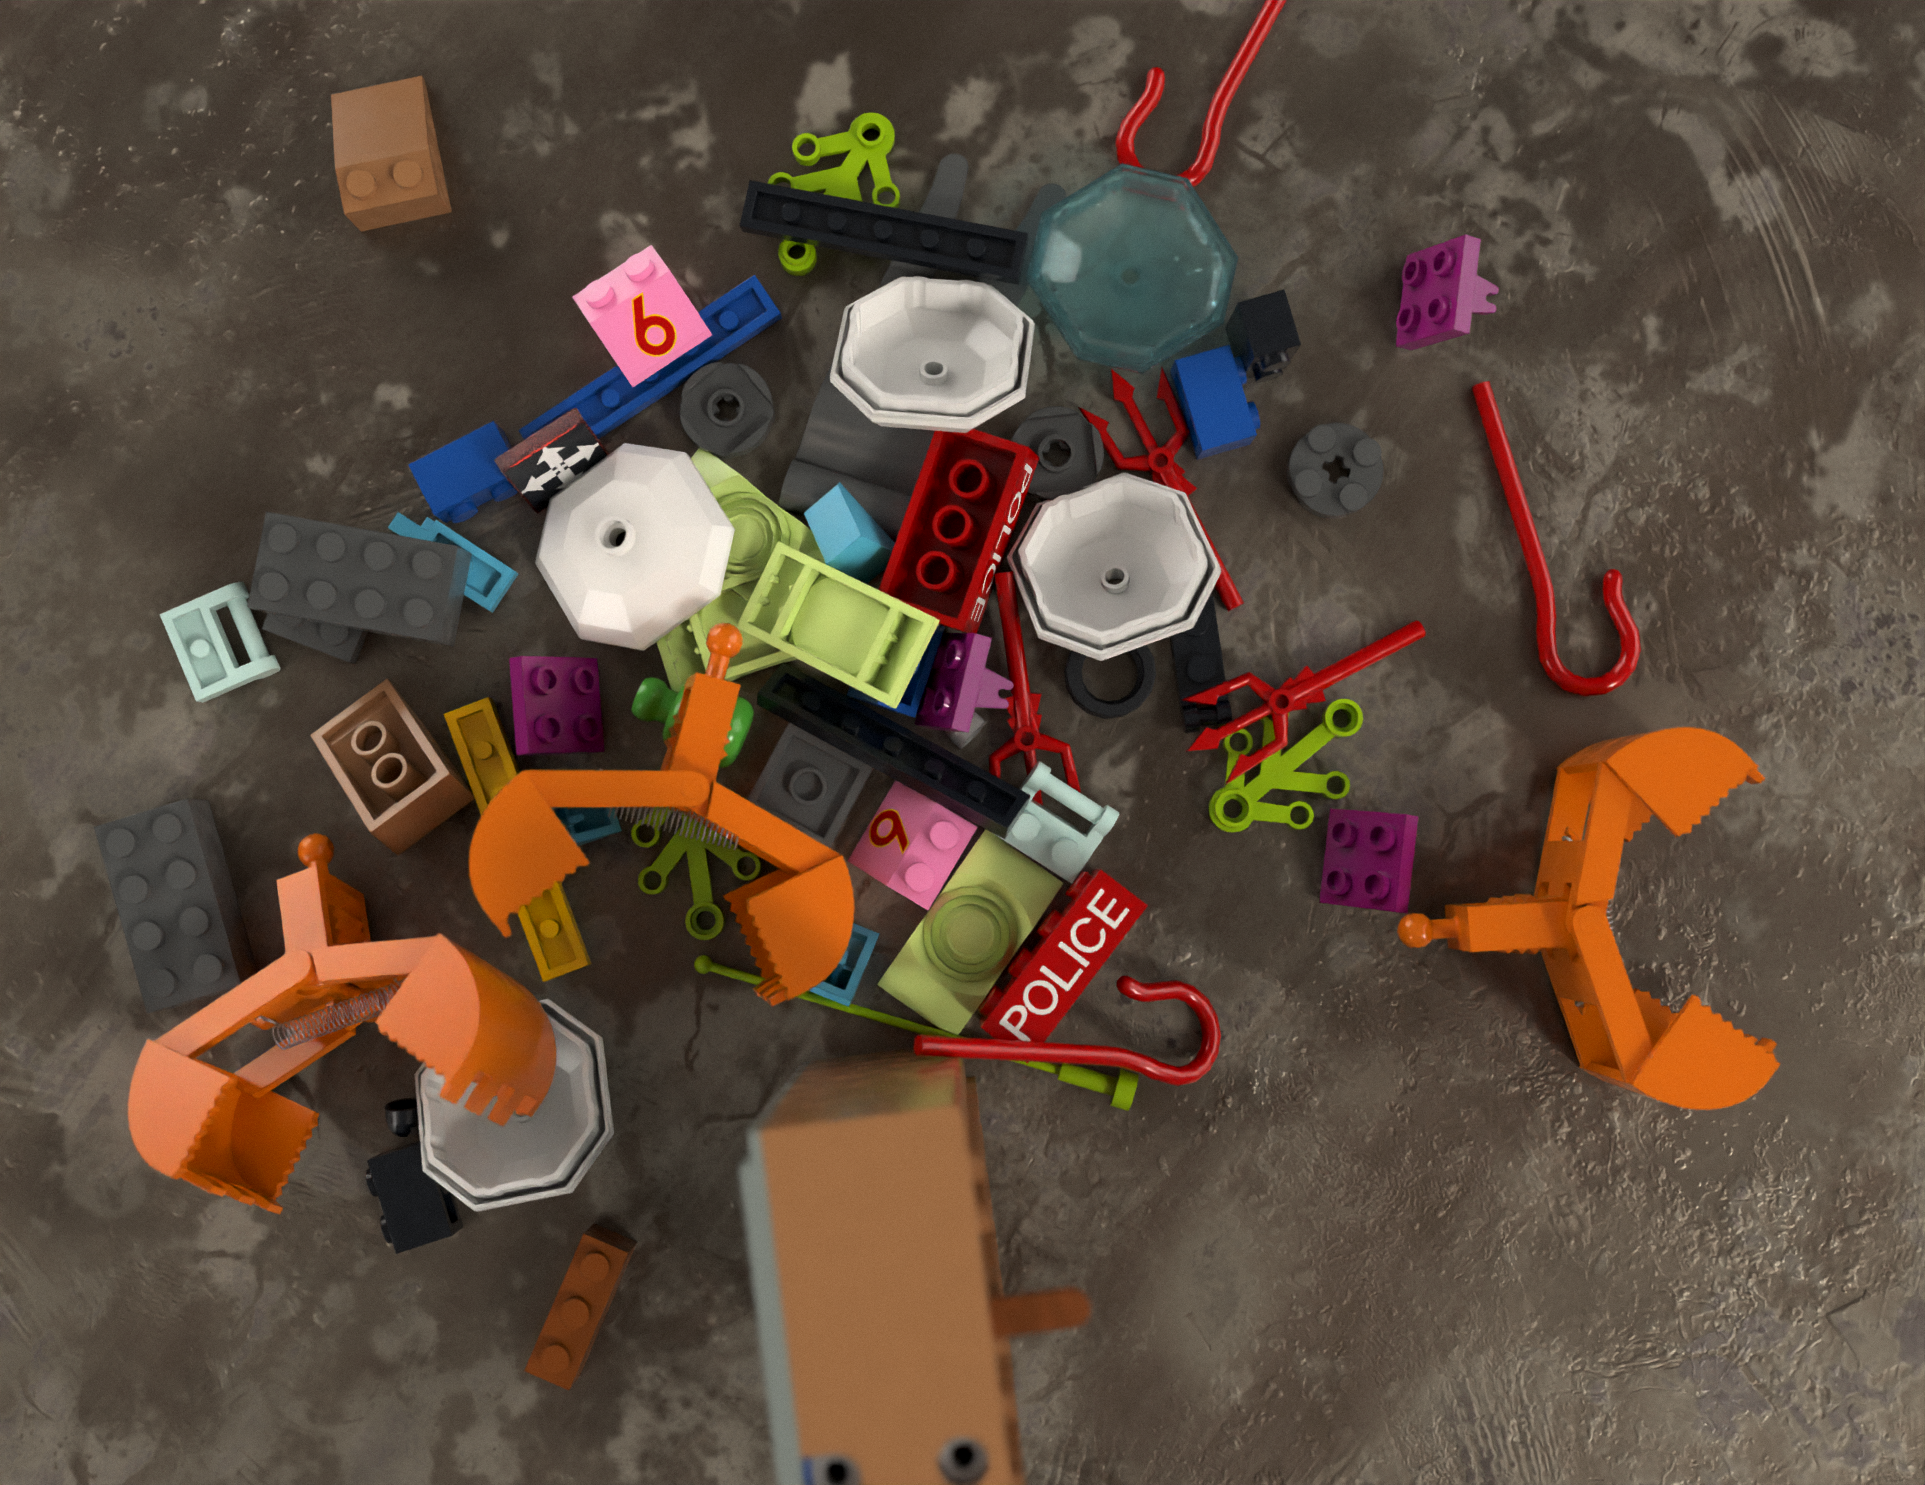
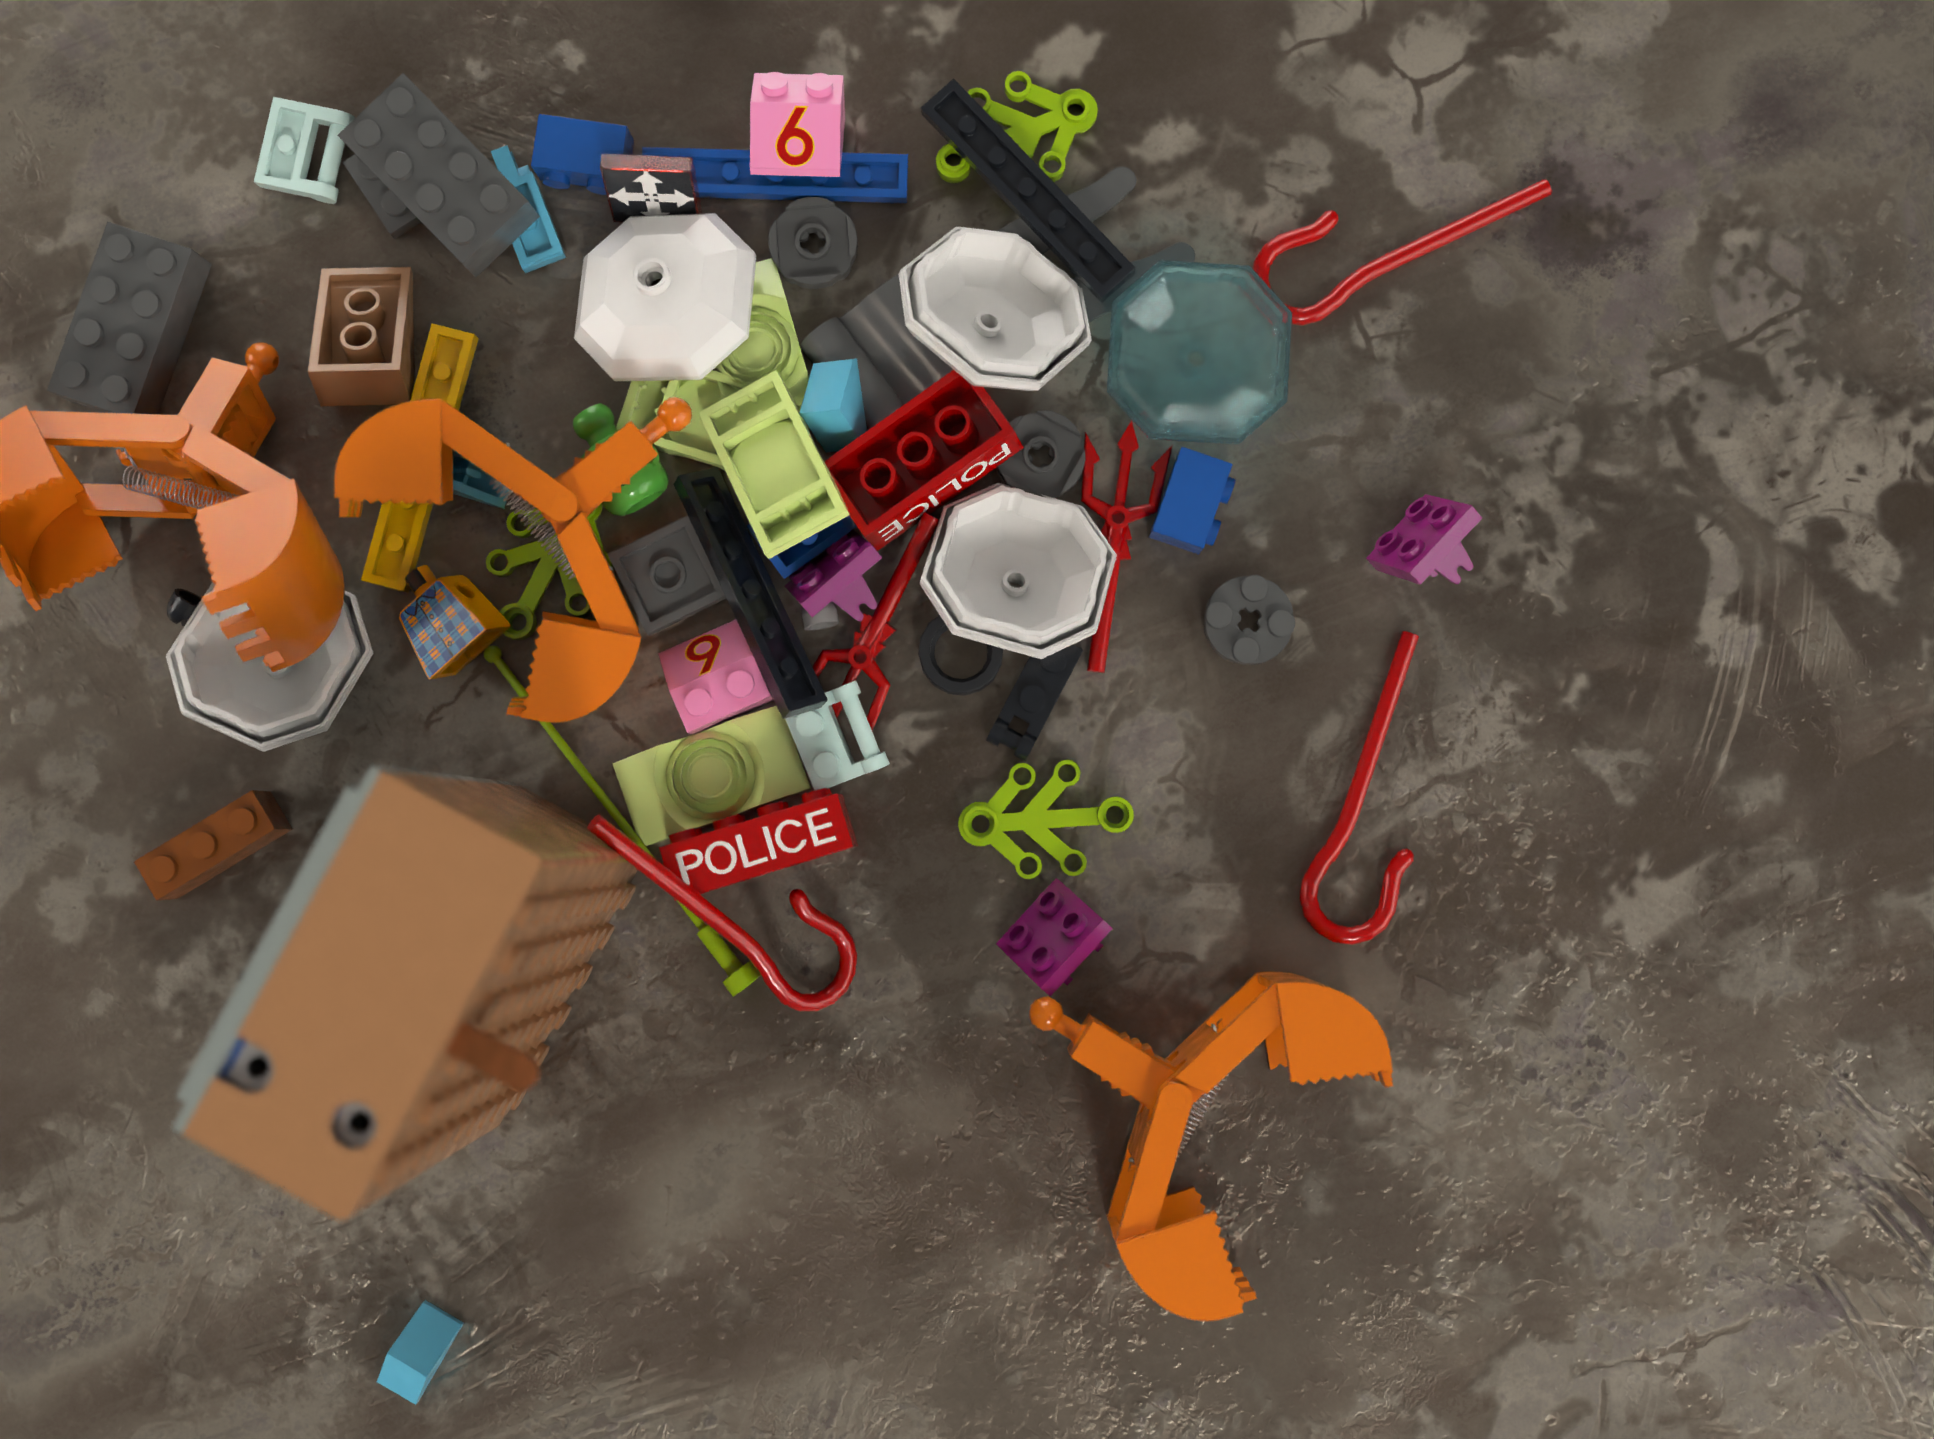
camera: 40 degrees right, 0 degrees up
(412, 1202) = (141, 676): black brick -> none
(556, 705) = (519, 376): magenta plate -> none
(647, 963) = (448, 622): none -> torso
(846, 977) = (598, 730): medium azure slope -> none
(1263, 335) = (1263, 476): black brick -> none
(1292, 695) = (1088, 769): red piece -> none

